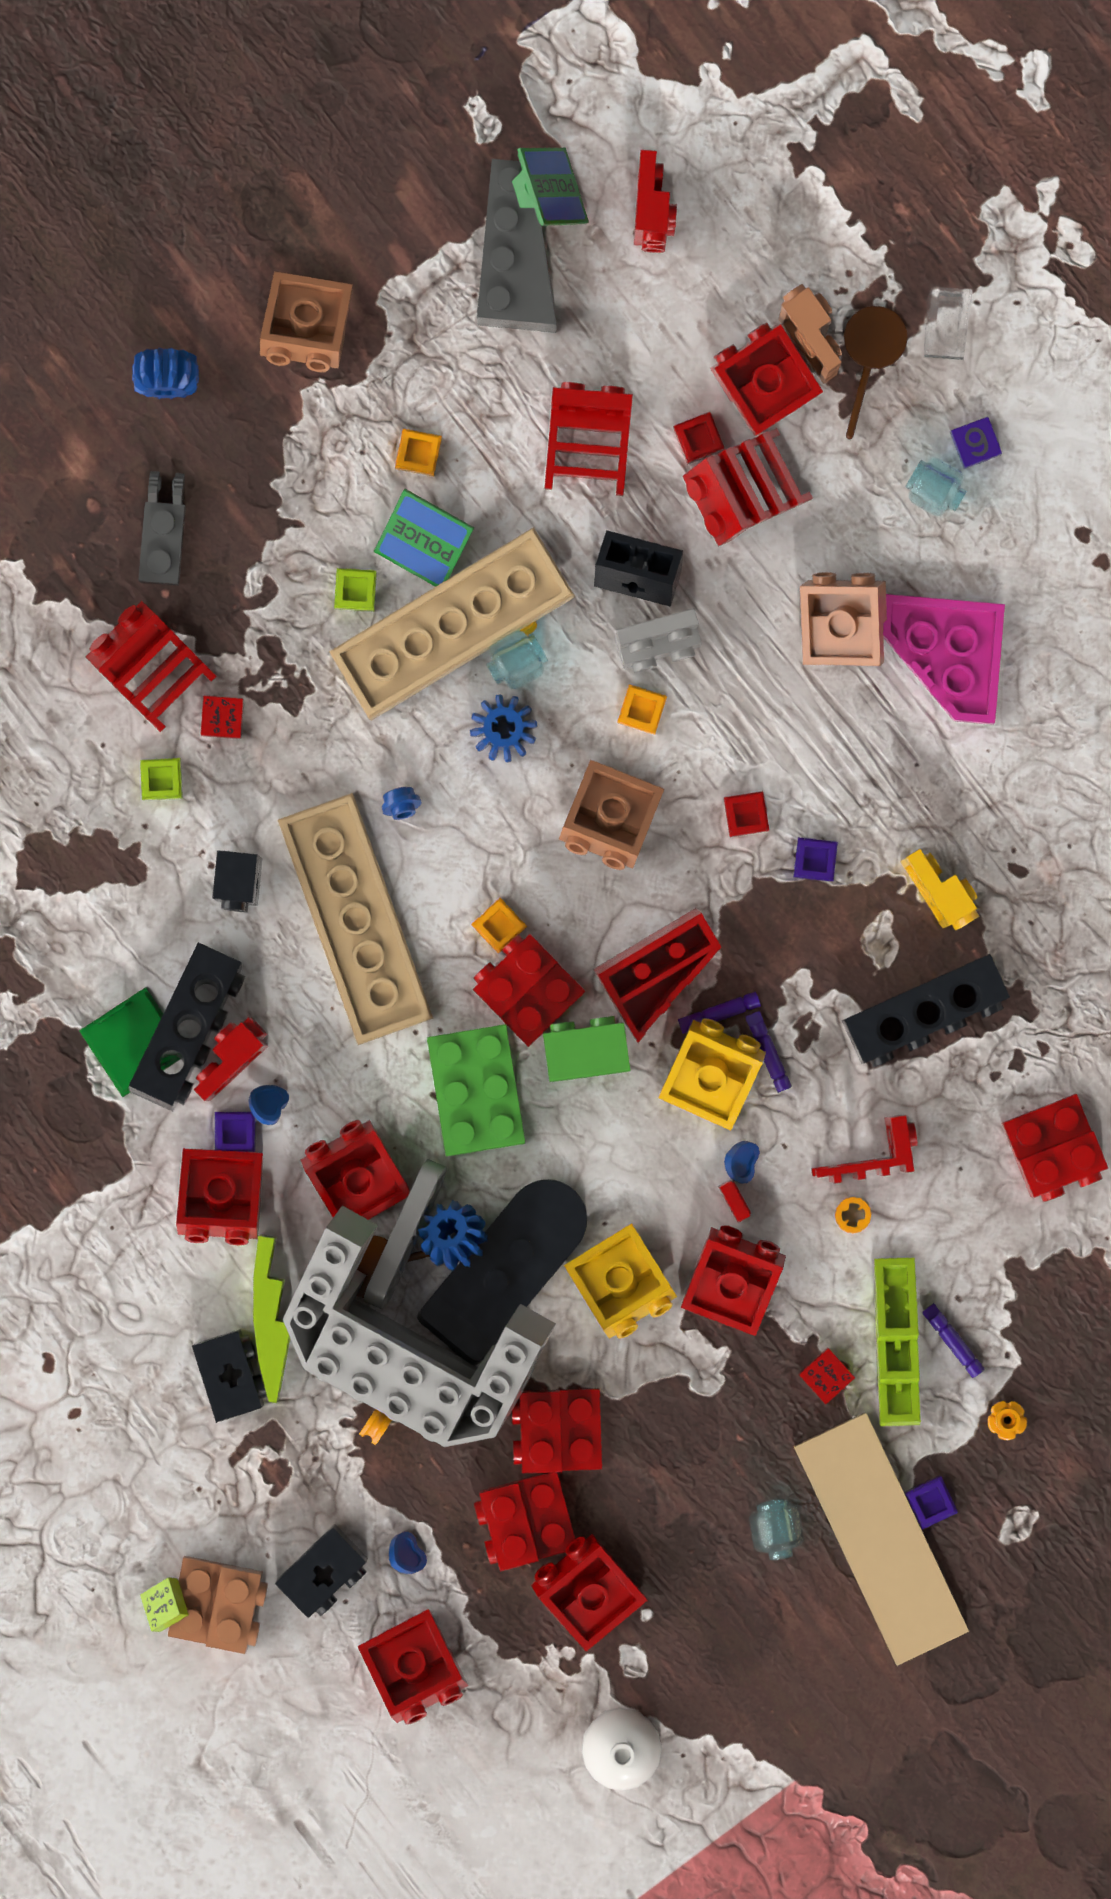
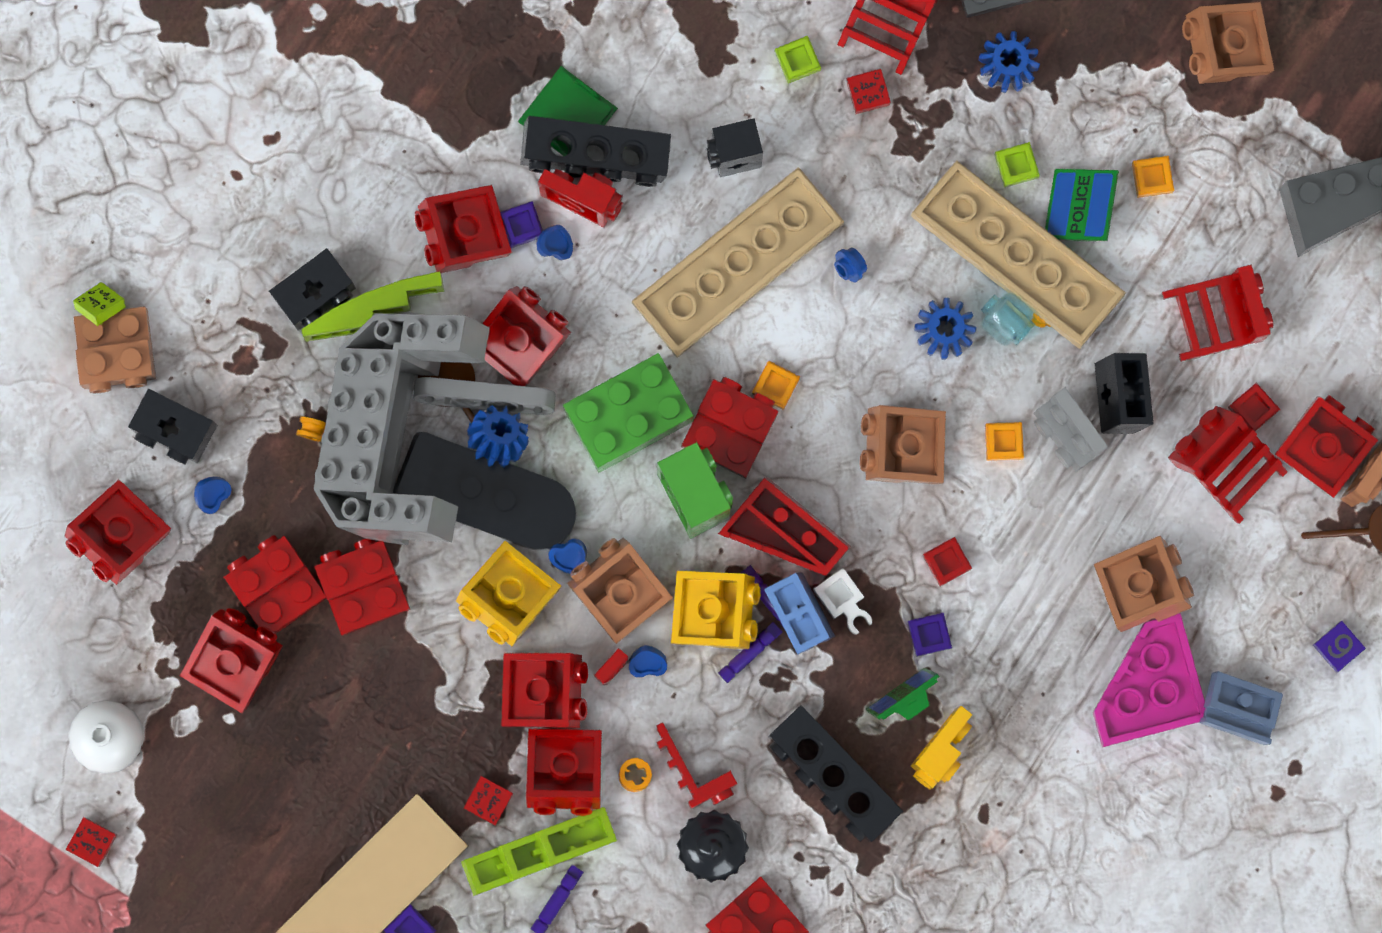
camera: 70 degrees right, 5 degrees down
(258, 560) = (1014, 73): none -> blue gear
(603, 1204) = (568, 555): none -> blue piece
(656, 1165) = (618, 588): none -> nougat plate
(725, 1800) = (91, 842): none -> red tile
(745, 938) = (840, 596): none -> white plate
(747, 986) = (799, 612): none -> medium blue hinge
(776, 1528) = (341, 802): clear light blue head -> none
(824, 1287) = (564, 770): none -> red plate
(875, 909) = (907, 698): none -> green piece
(936, 486) = (1288, 624): clear light blue head -> none
(955, 1161) = (712, 846): none -> black piece
(1005, 567) = (1241, 708): none -> sand blue plate

